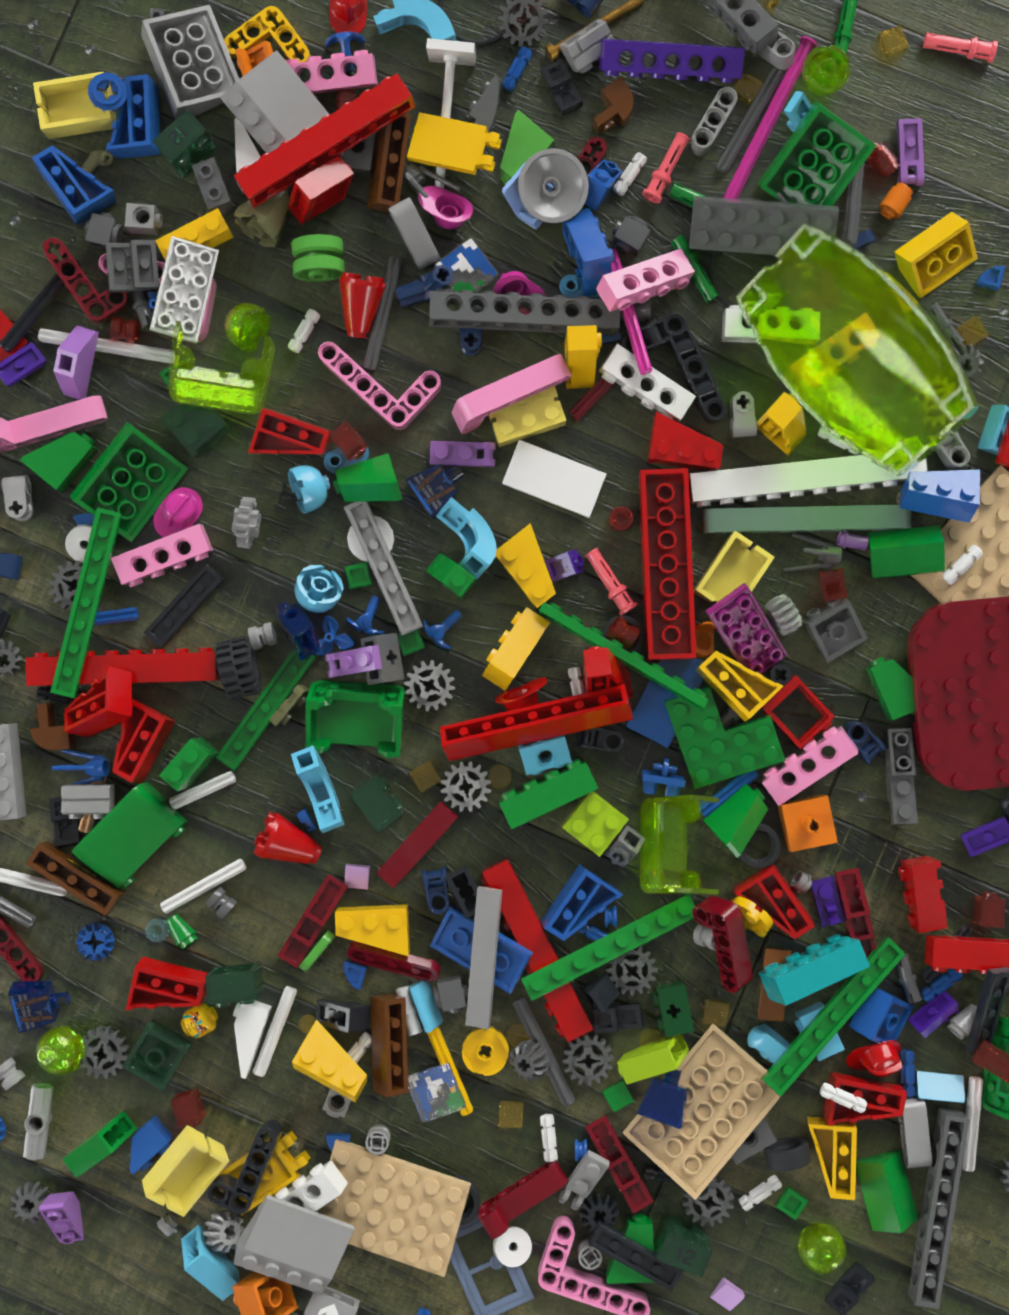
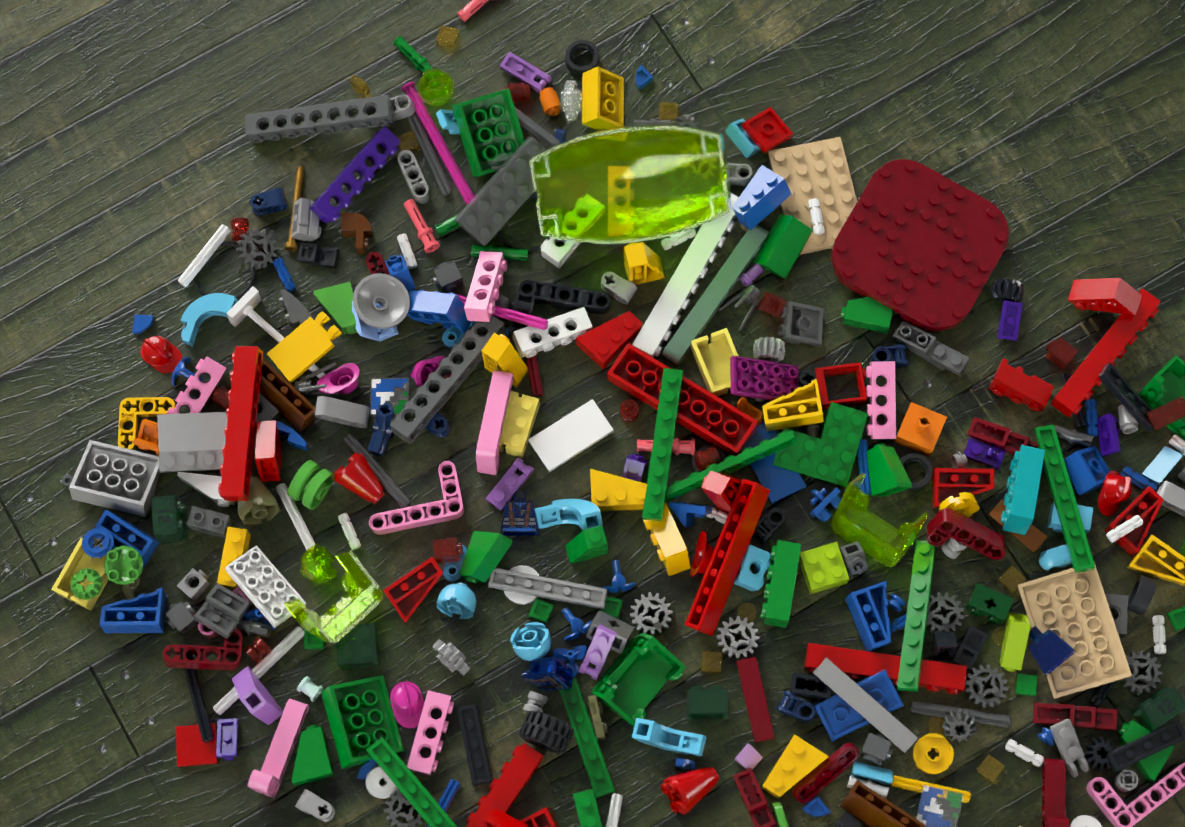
camera: 50 degrees left, 15 degrees down
(56, 122) = (91, 590): none -> bright green gear
(105, 134) = (123, 565): none -> bright green dish
(123, 408) = (309, 688): none -> light aqua bush
(279, 270) = (295, 516): none -> white axle
(356, 205) = (294, 438): none -> blue slope
(558, 648) = (686, 511): none -> blue slope
(605, 578) = (662, 445): none -> green plate
(911, 221) = (571, 100): none -> clear gear
(980, 186) = (581, 45): none -> black tyre

